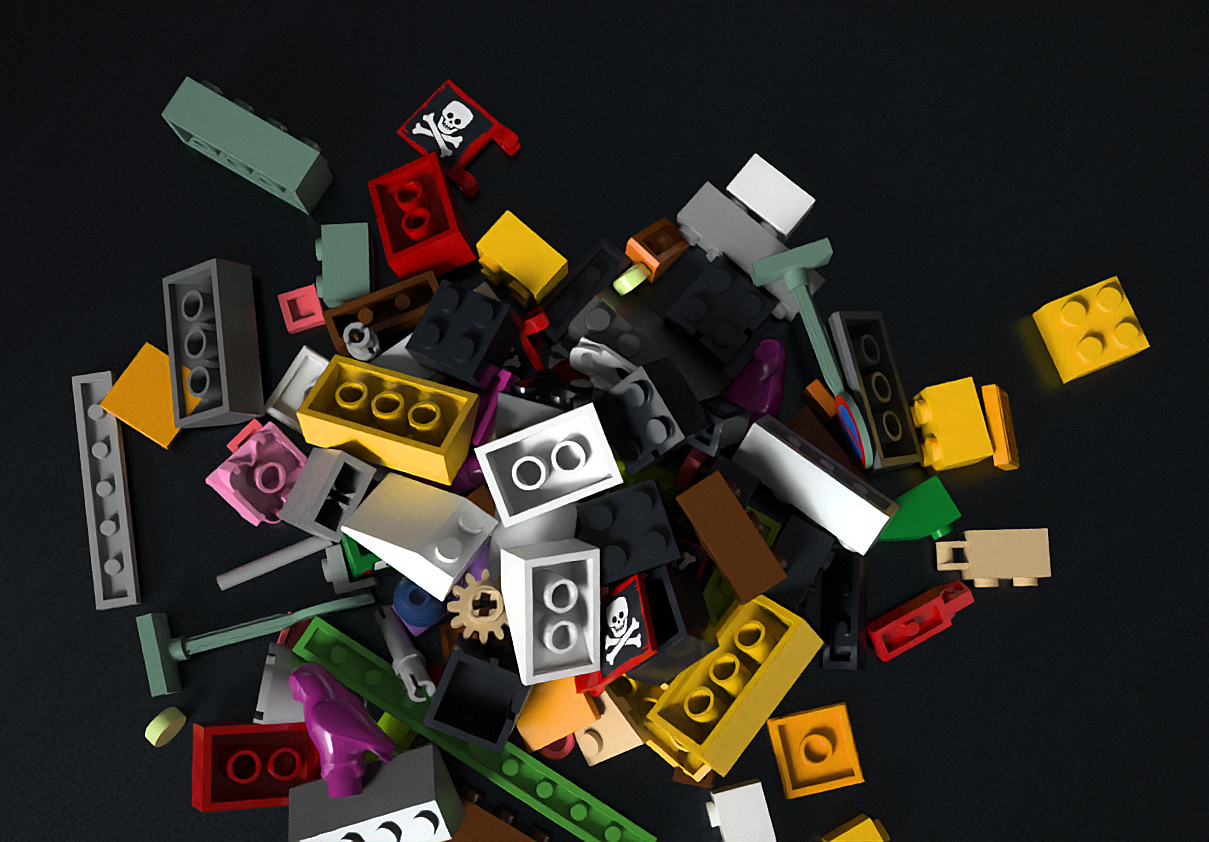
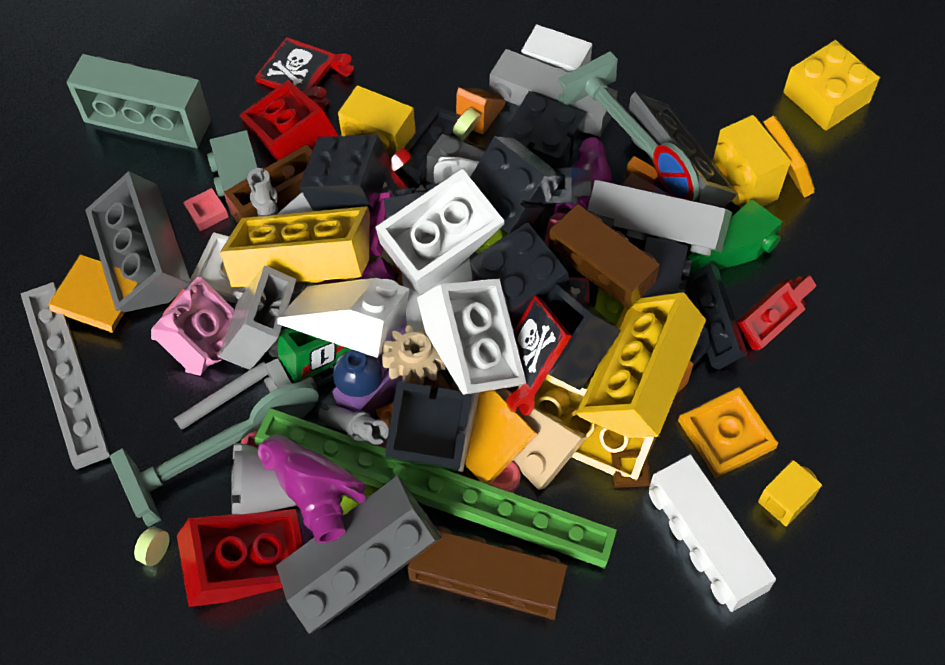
camera: 10 degrees left, 20 degrees down
(998, 555) = (822, 249): tan brick -> none

